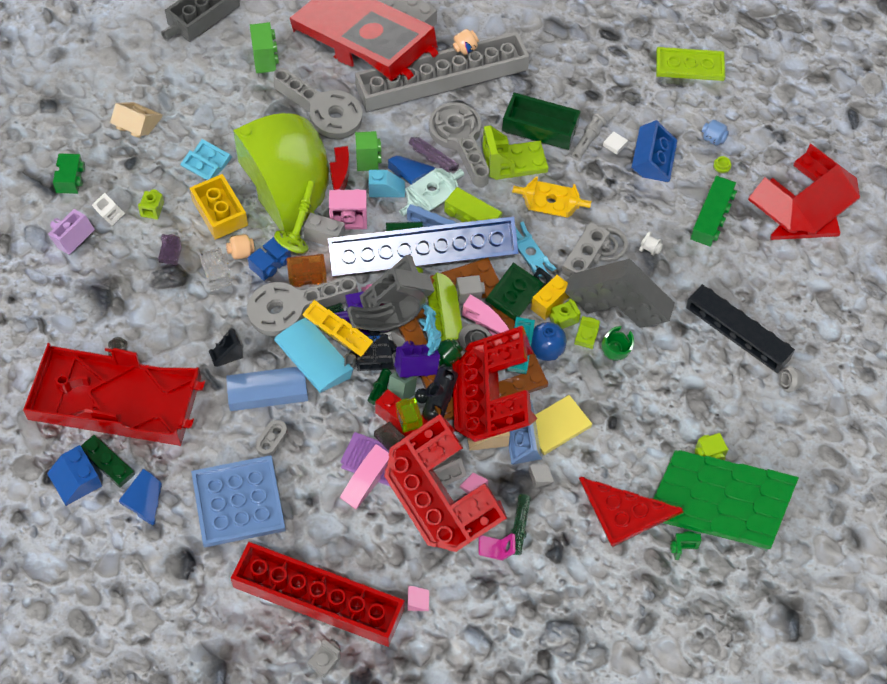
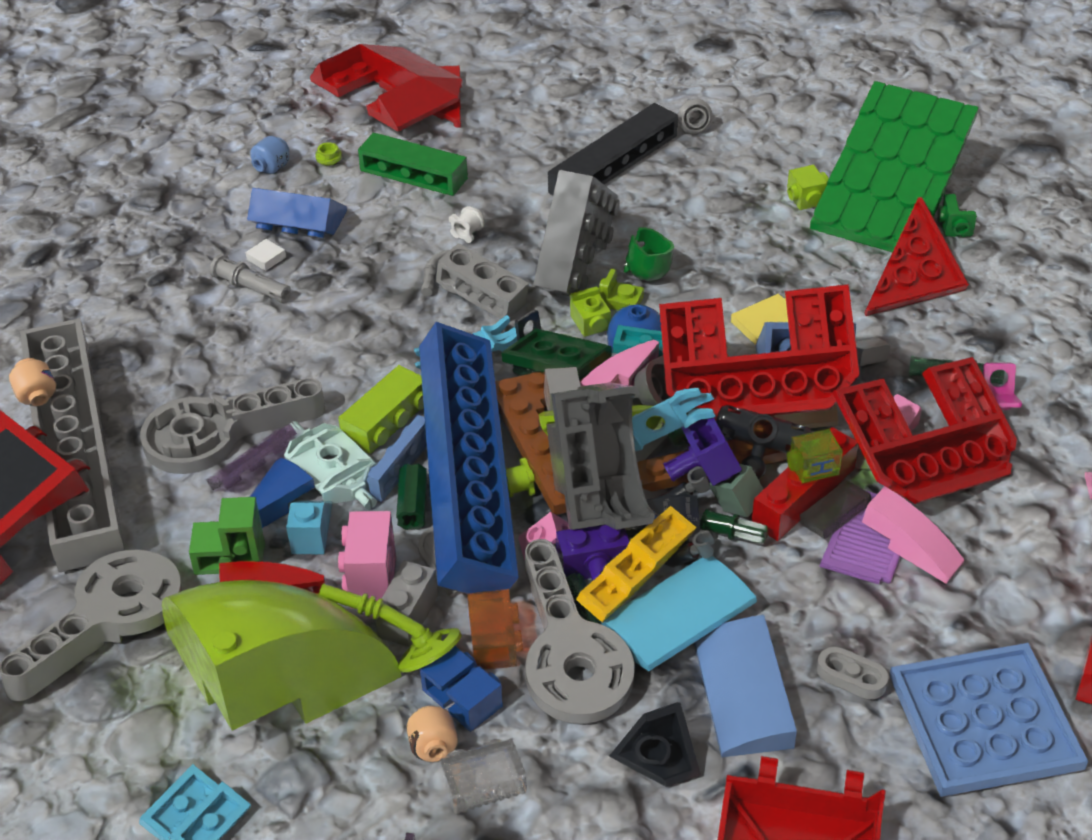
camera: 85 degrees left, 15 degrees down
(218, 206) = (332, 770): yellow brick -> none
(514, 159) = (275, 356): lime bracket -> none
(538, 192) = (371, 306): yellow plate -> none
(541, 121) = (212, 321): dark green piece -> none
(549, 296) = (562, 316): yellow brick -> none
(690, 64) = (127, 176): lime tile -> none

